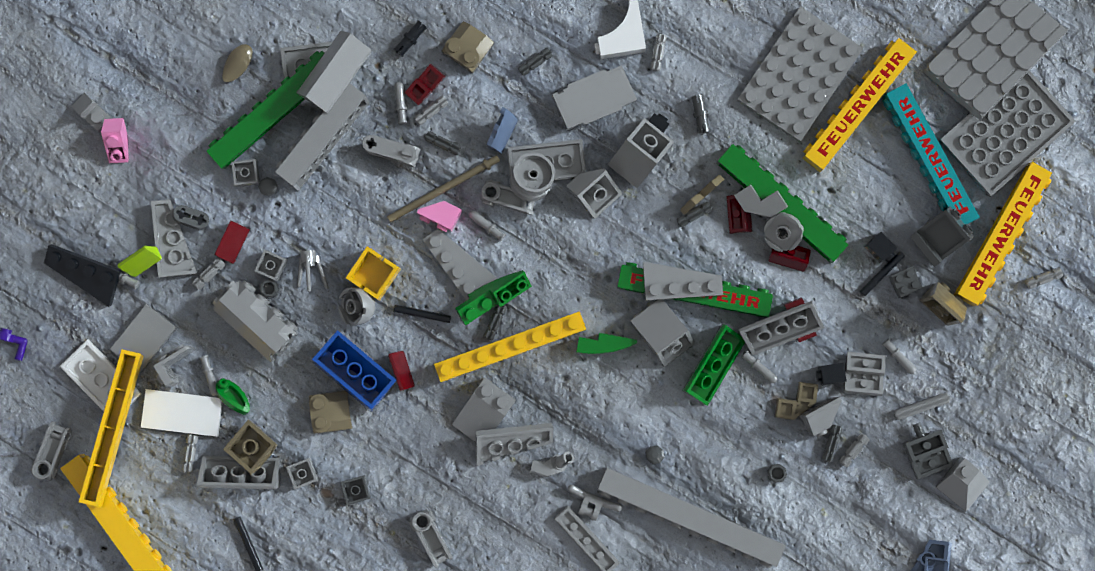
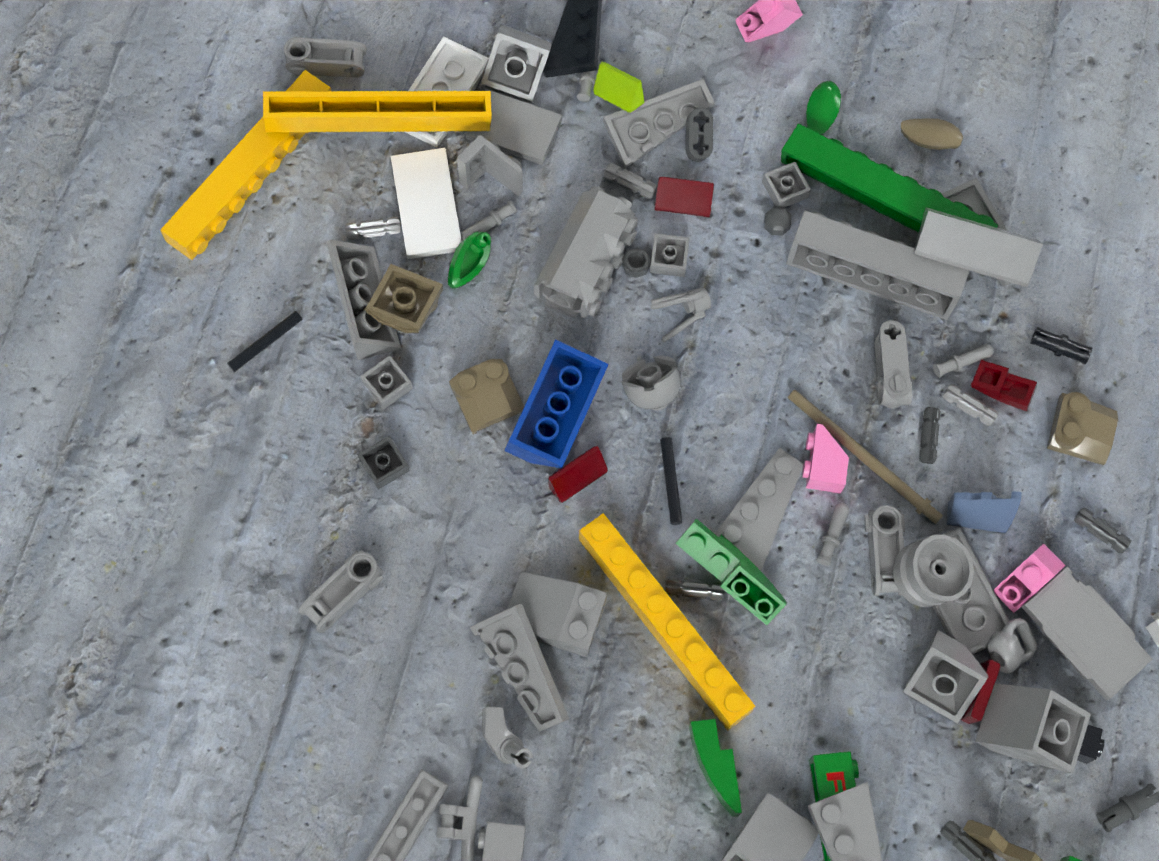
camera: 75 degrees right, 15 degrees down
(97, 322) = (516, 62): none -> light grey slope
(196, 128) = (823, 106): none -> green arm
(373, 273) = (707, 392): yellow piece -> none
(551, 118) = (1028, 578): none -> bright pink slope
(591, 148) = (1006, 648): none -> light grey piece
(618, 179) = (978, 706): none -> dark red tile

